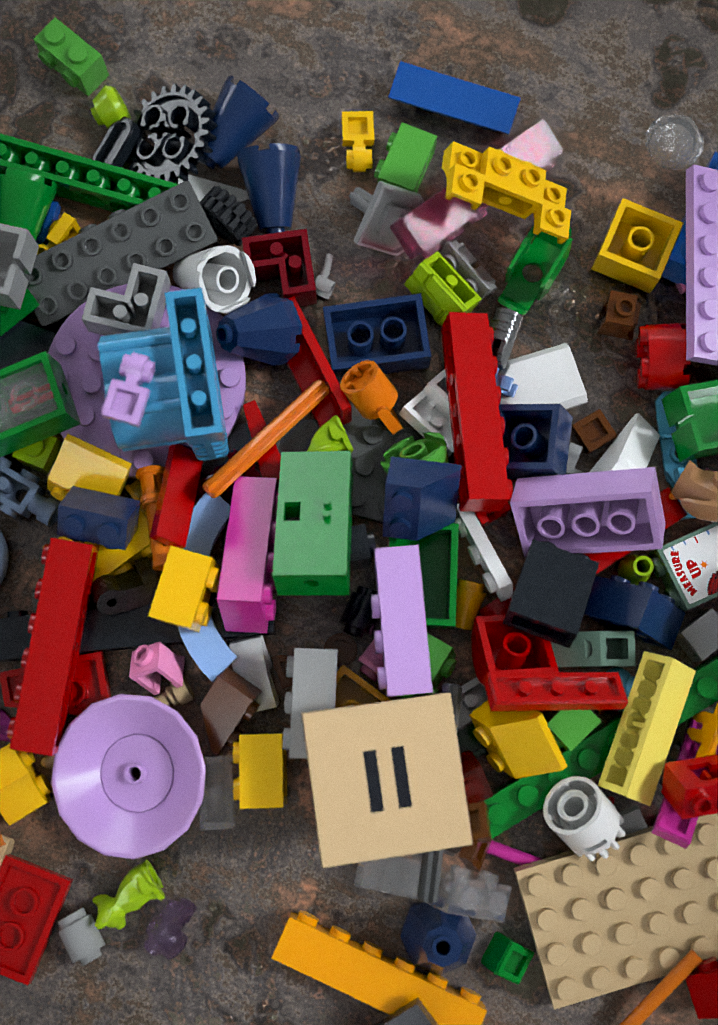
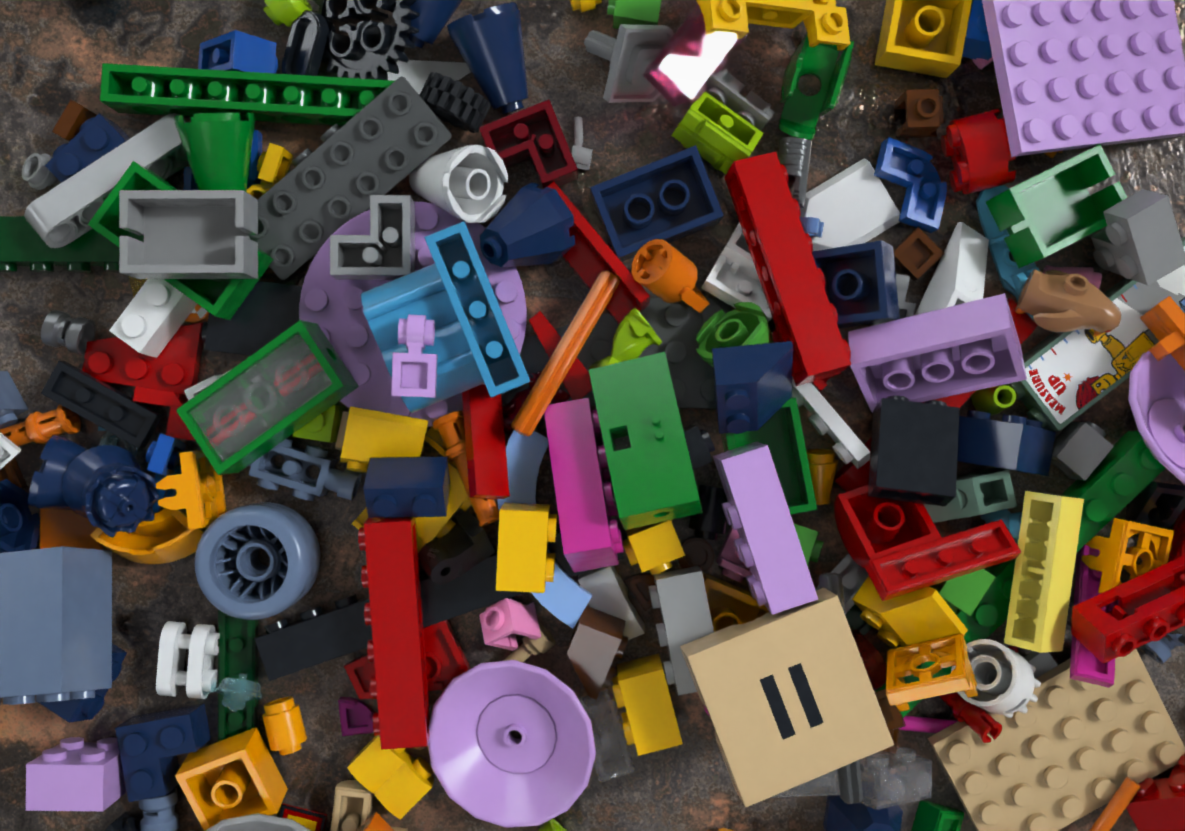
camera: 15 degrees left, 10 degrees up
(61, 135) = (238, 53): none -> blue slope
(302, 624) = (653, 546): none -> yellow brick
(520, 793) = (906, 659): none -> light orange piece
(554, 847) = (973, 716): none -> red pin
(612, 375) = (914, 171): none -> blue plate

